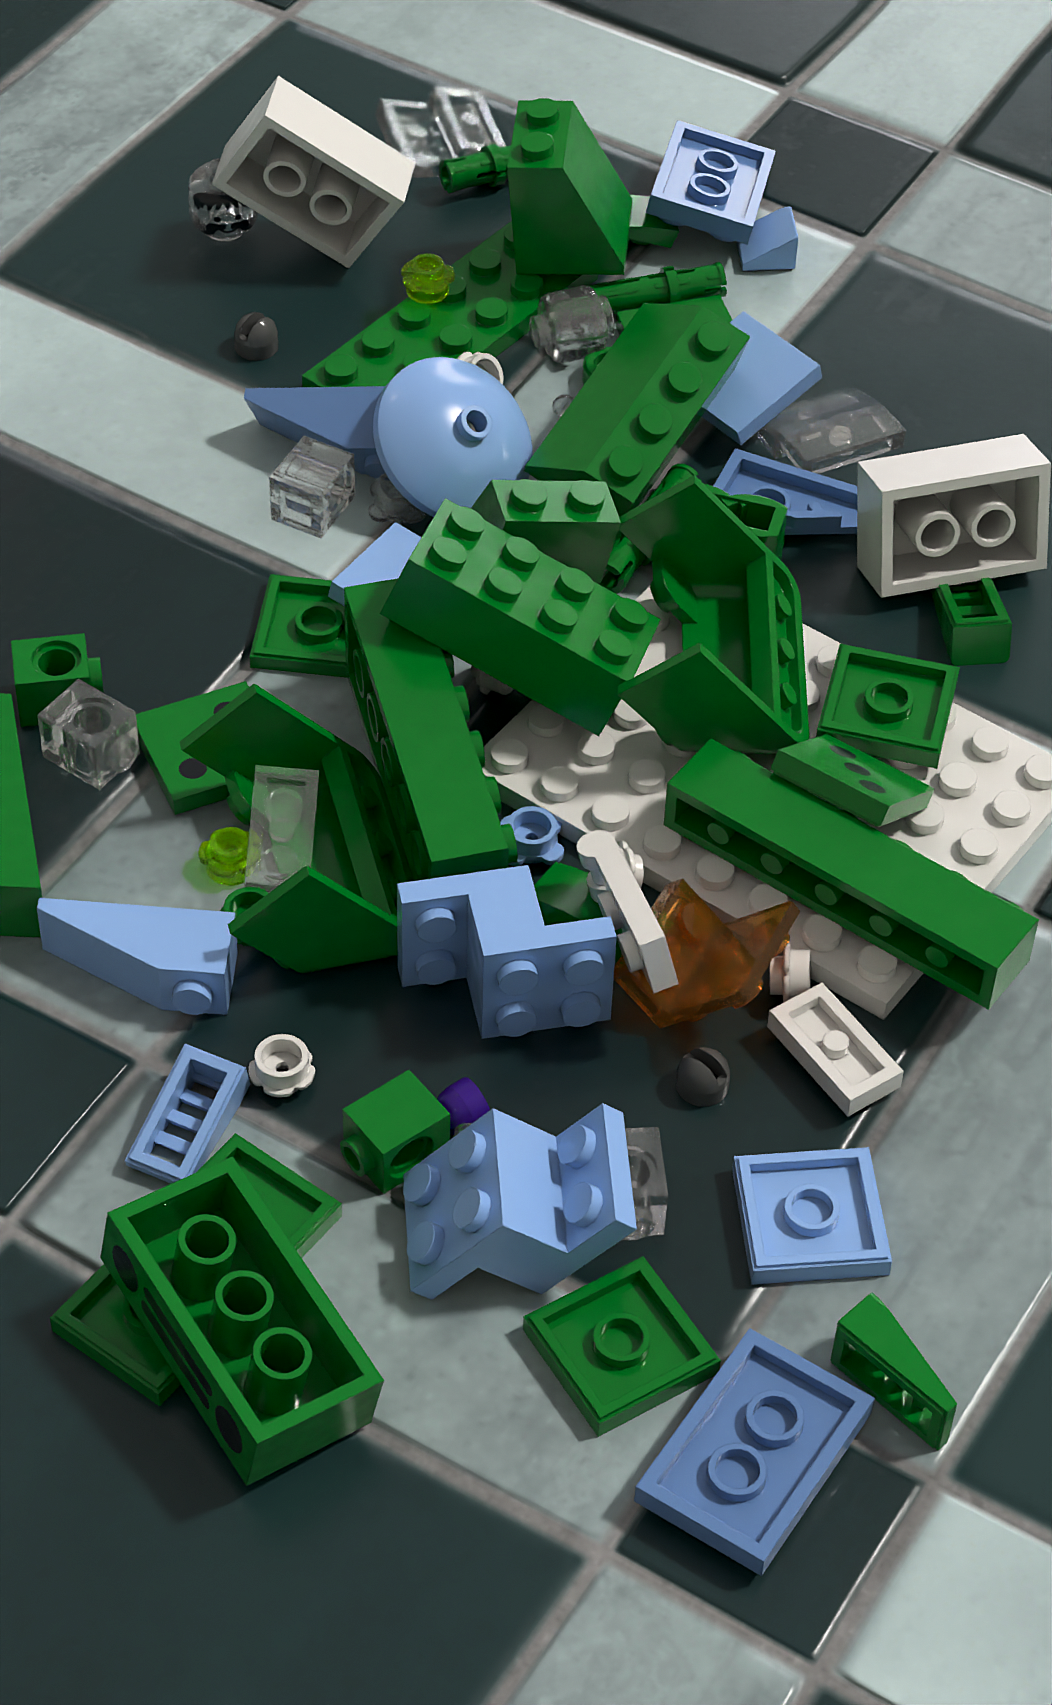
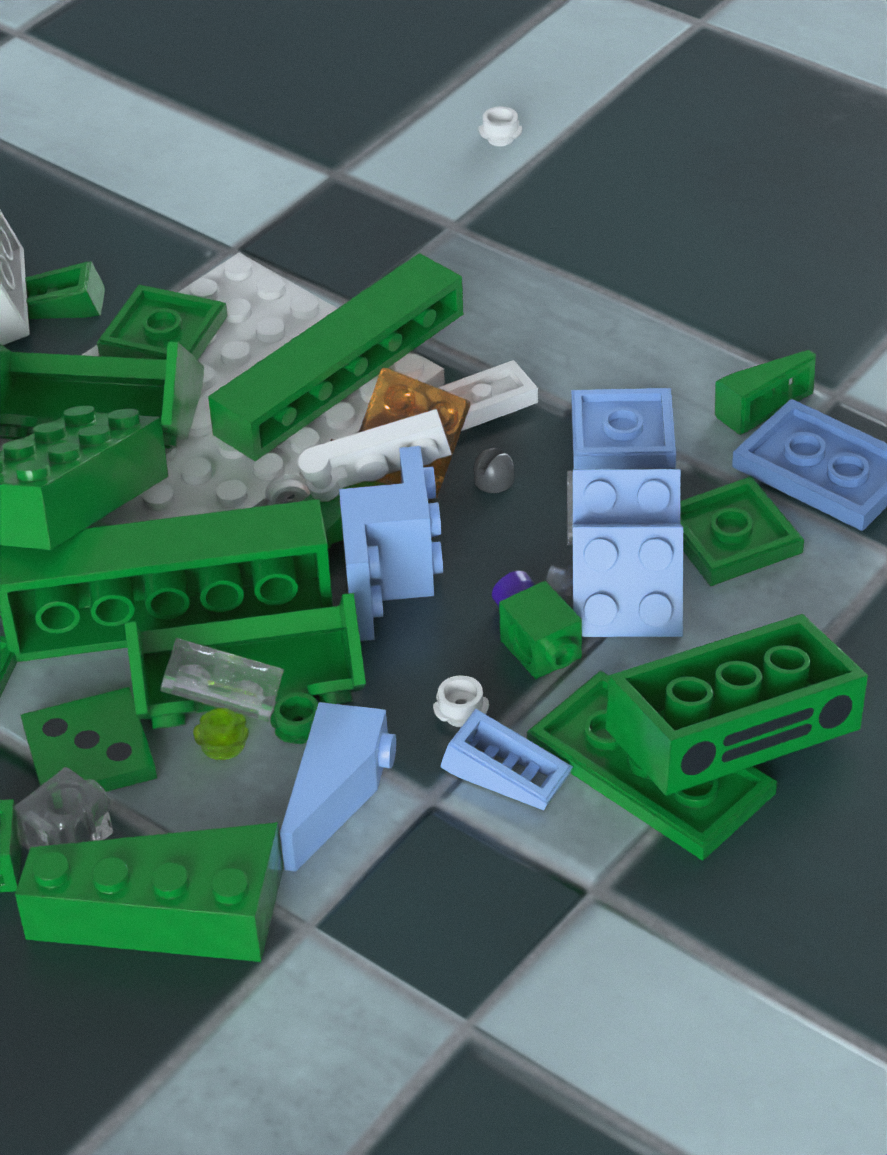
camera: 80 degrees left, 5 degrees down
(851, 780) = (258, 336): green tile -> none

